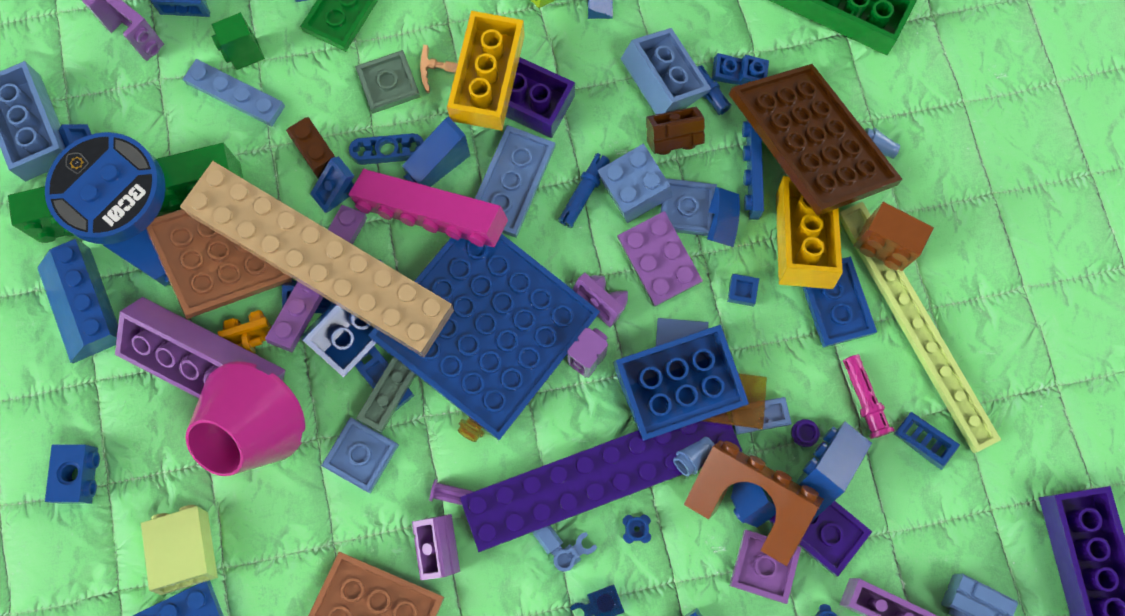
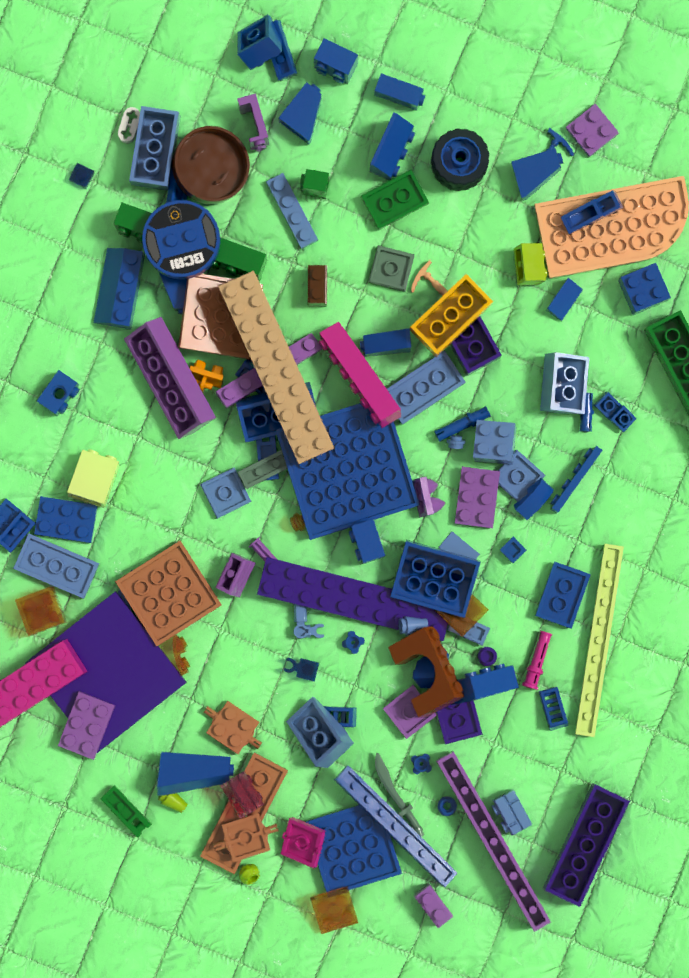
camera: 30 degrees right, 10 degrees up
(101, 94) = (210, 165): none -> reddish brown piece
(244, 420) = (176, 433): dark pink cone -> none
(333, 185) = (313, 317): blue slope -> none
(368, 156) = (347, 311): blue beam -> none
(569, 393) = (367, 541): none -> blue brick
(588, 351) = (394, 525): medium lavender brick -> none
(591, 214) = (456, 442): none -> medium blue plate
(675, 130) = (543, 425): reddish brown brick -> none
(806, 242) = (573, 543): yellow brick -> none
(815, 138) = (621, 489): reddish brown plate -> none
(886, 145) = (662, 517): medium blue cone -> none
(893, 237) = (617, 581): dark orange brick -> none

